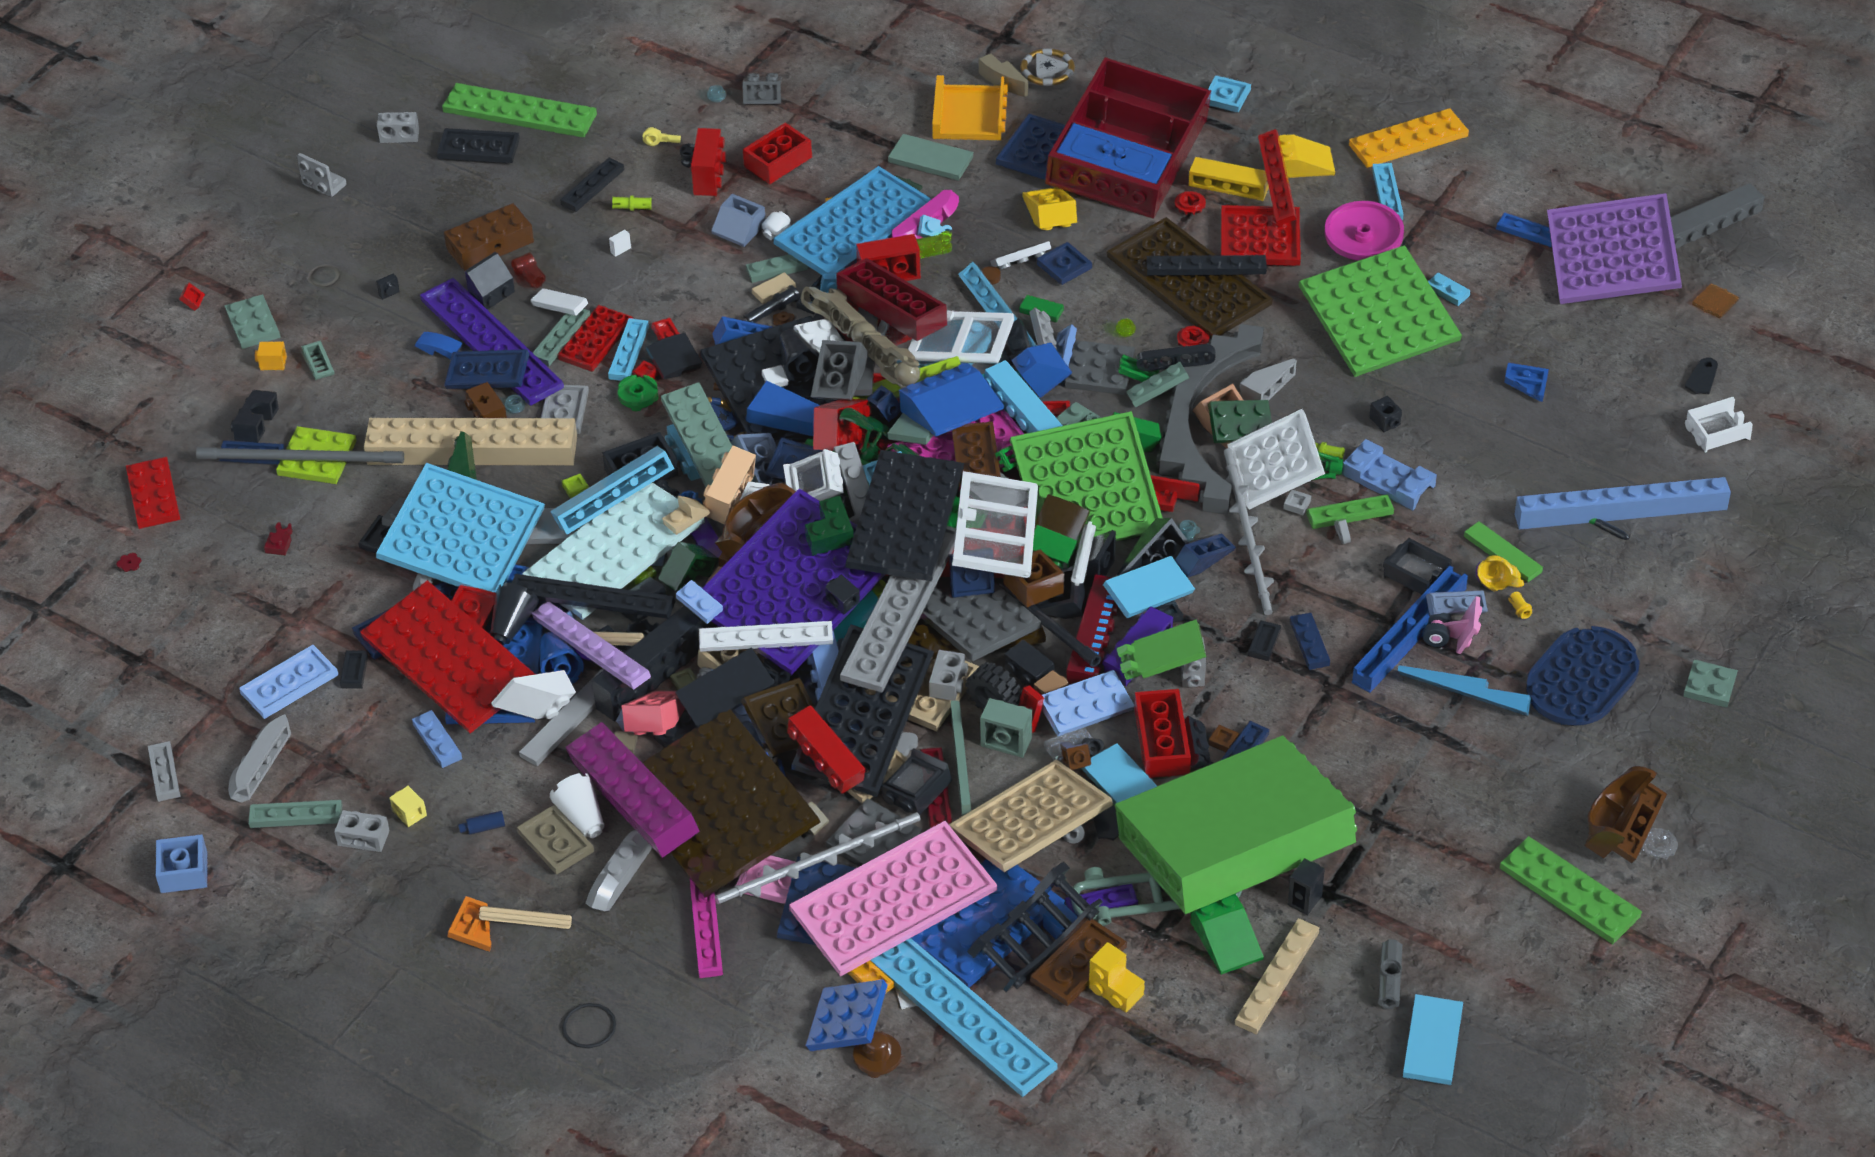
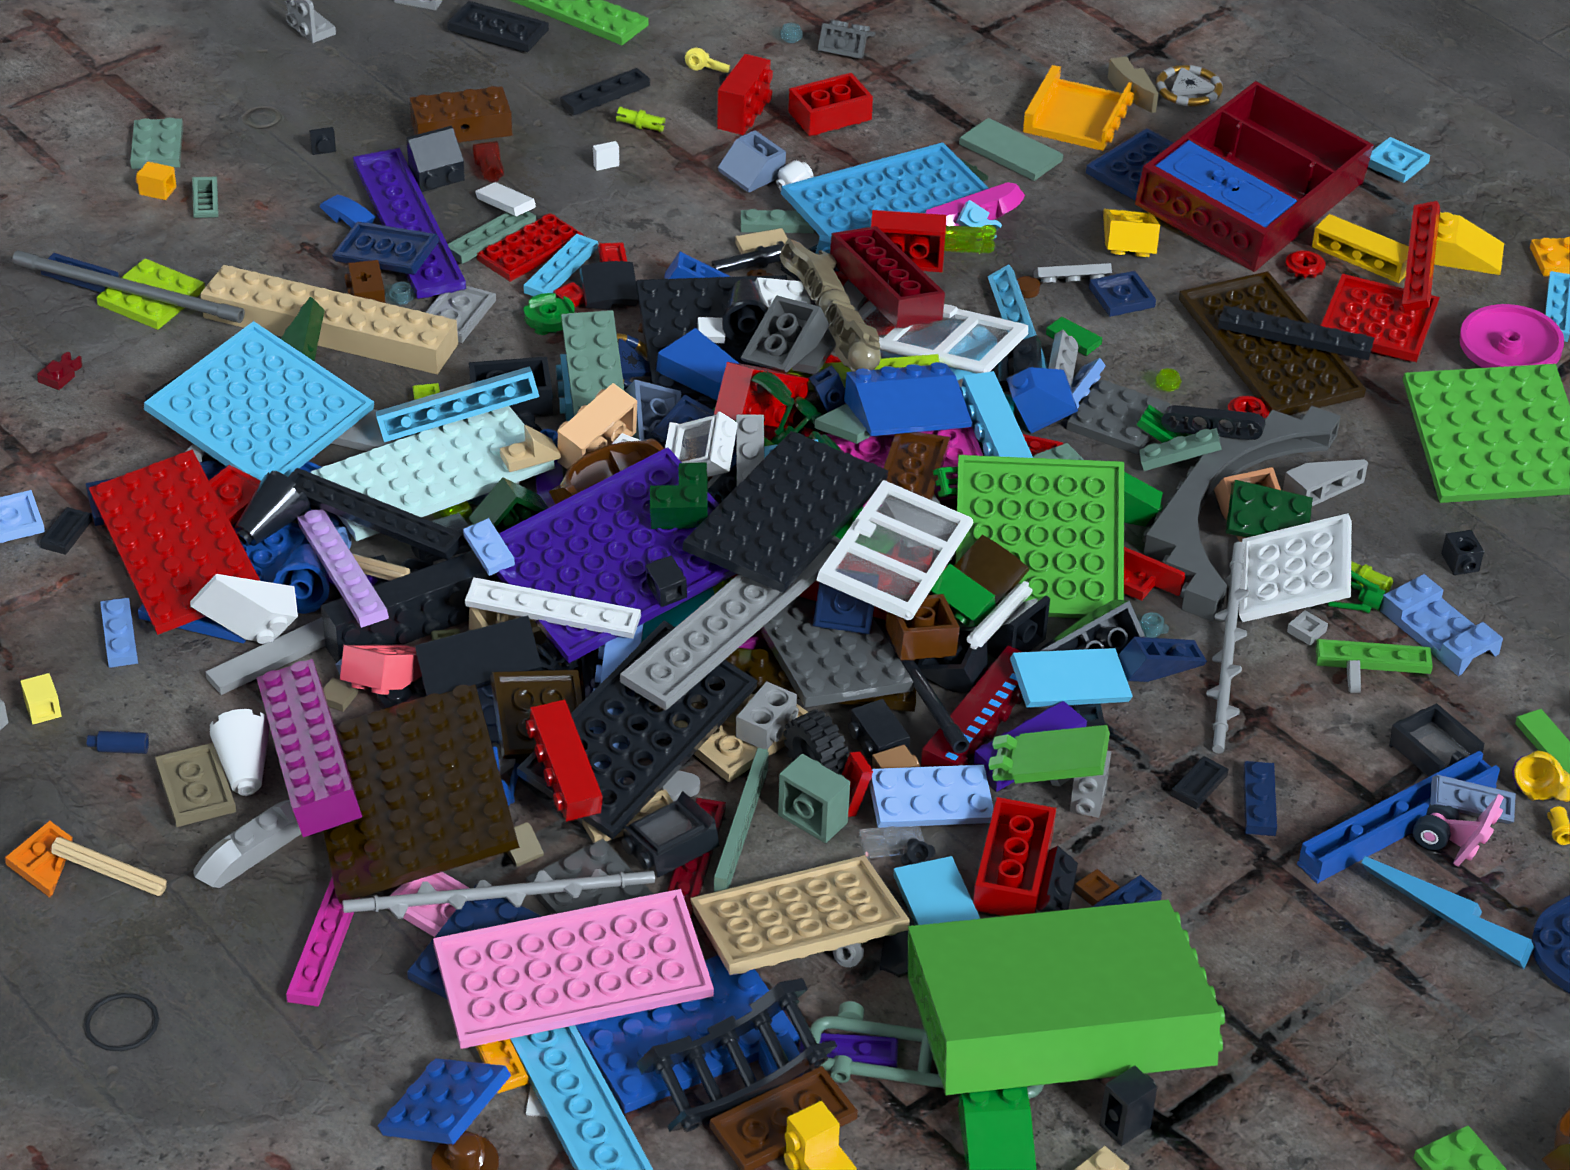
camera: 15 degrees right, 5 degrees down
(191, 296) = (103, 103): red plate -> none
(249, 422) = (90, 238): black arch -> none
(1075, 756) = (890, 856): reddish brown bracket -> none

